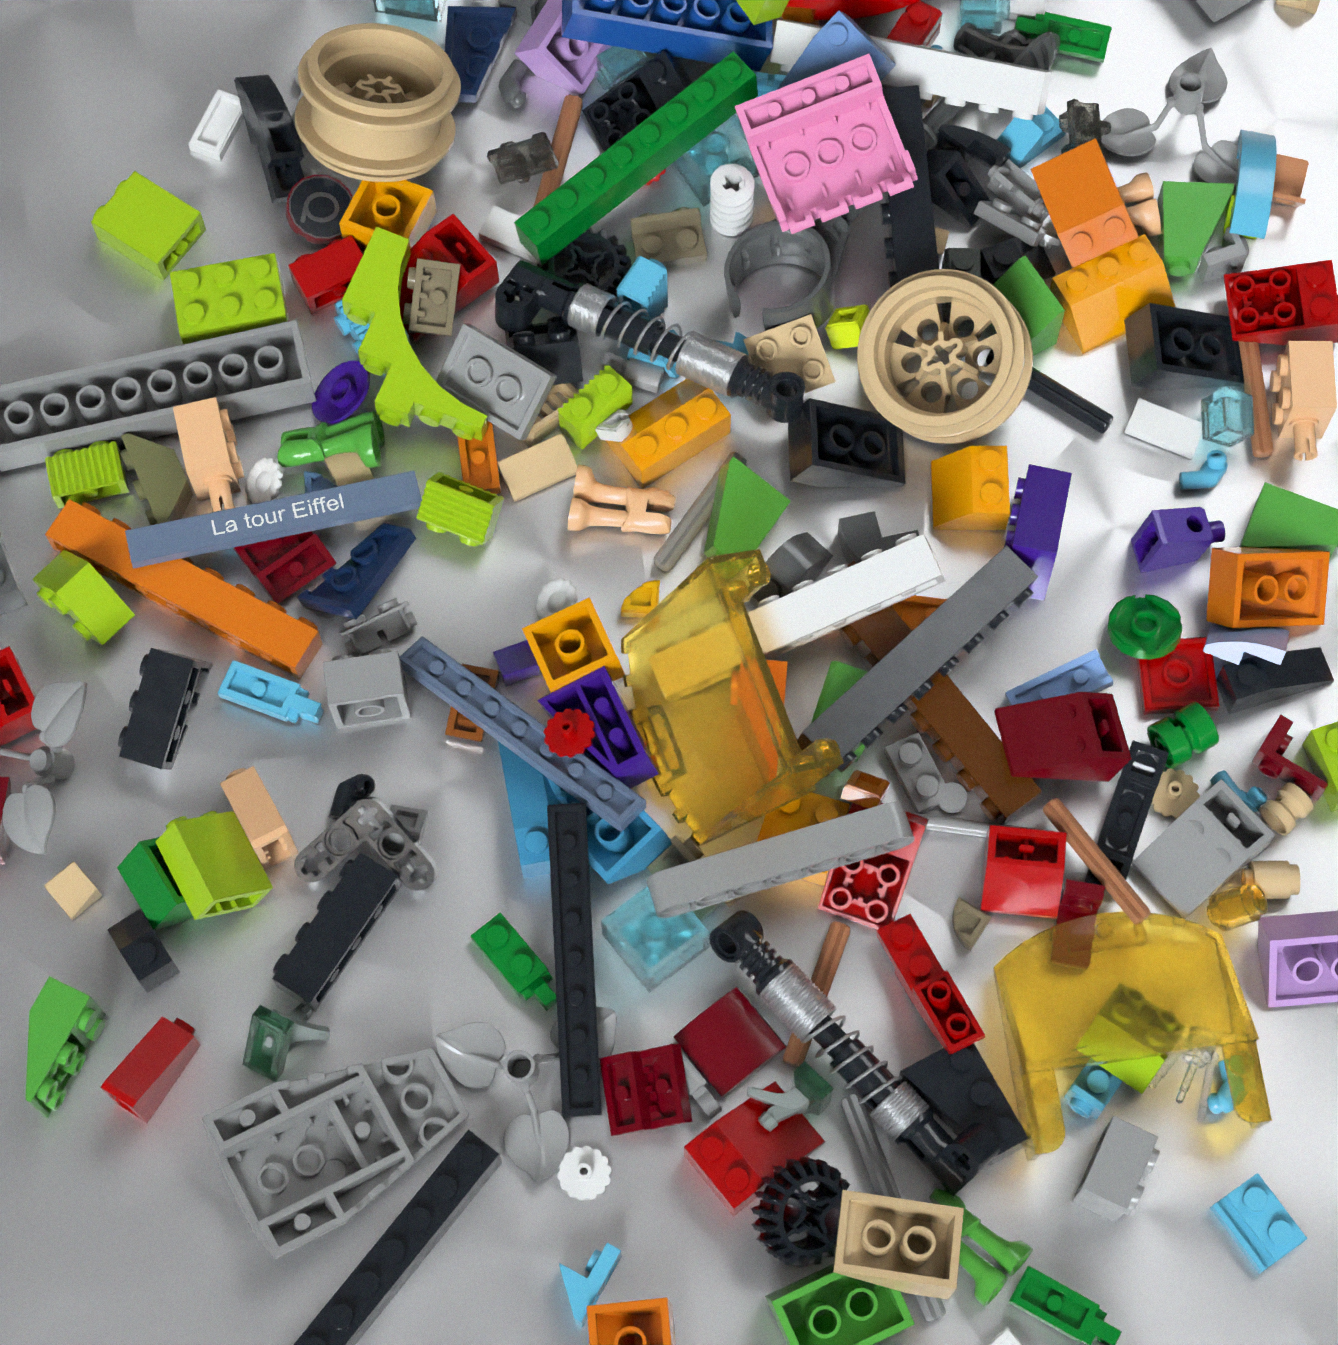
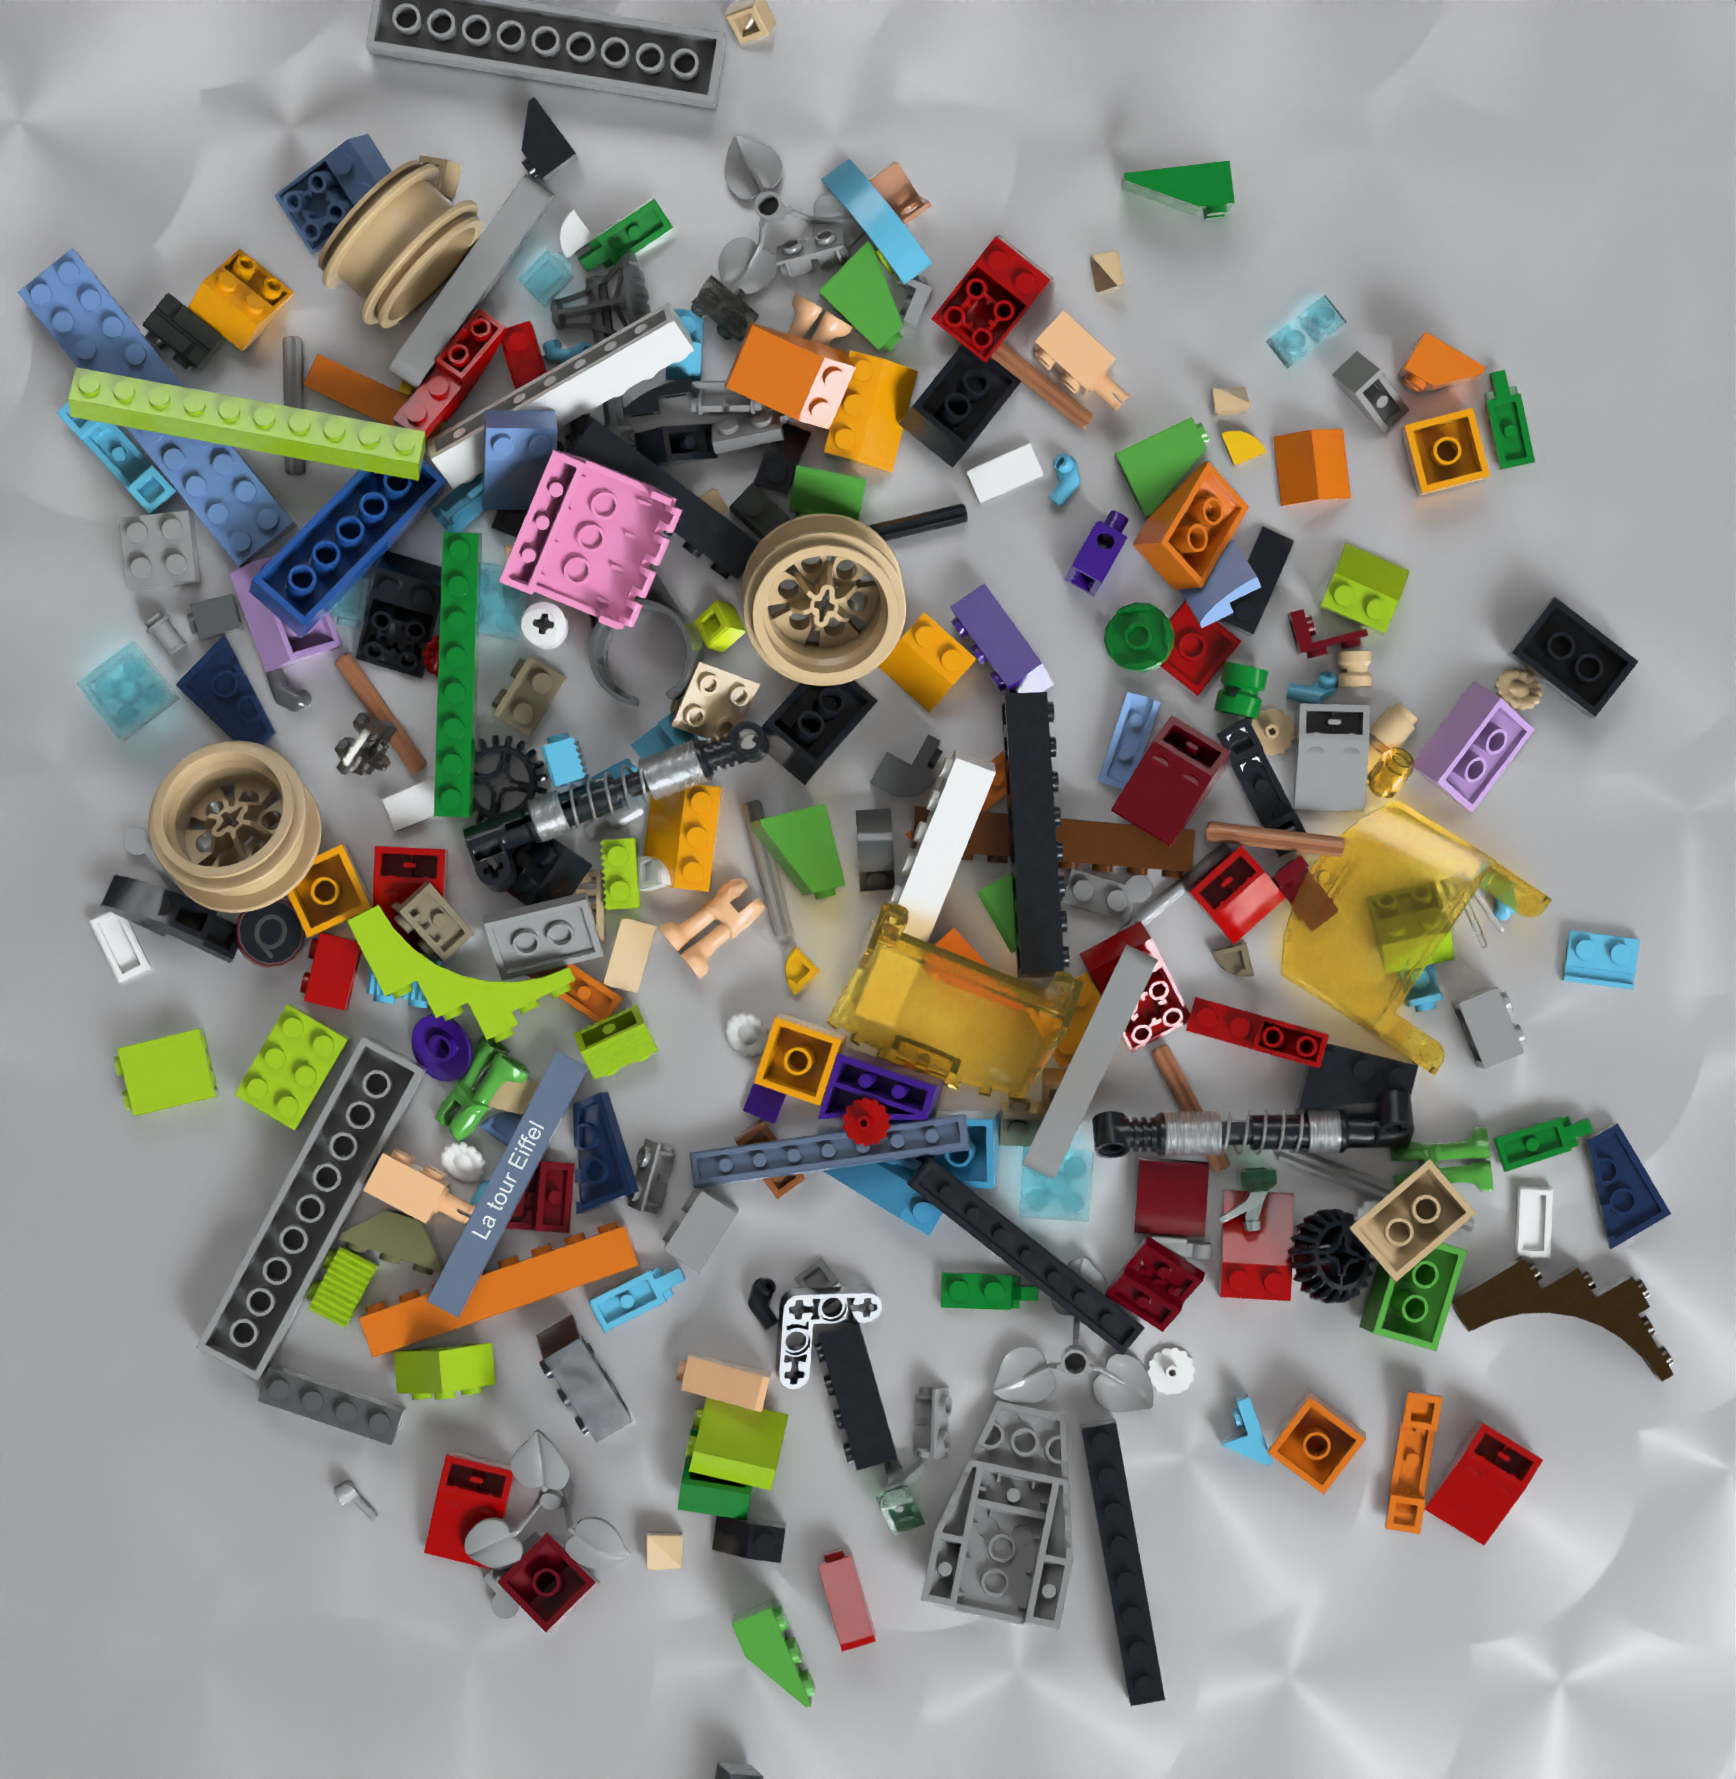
camera: 50 degrees left, 20 degrees up
(355, 1025) = (934, 1439): none -> light grey hinge
(865, 789) = (1085, 950): orange tile -> none
(1171, 156) = (797, 255): none -> light grey hinge
(1227, 416) = (1039, 425): clear light blue brick -> none

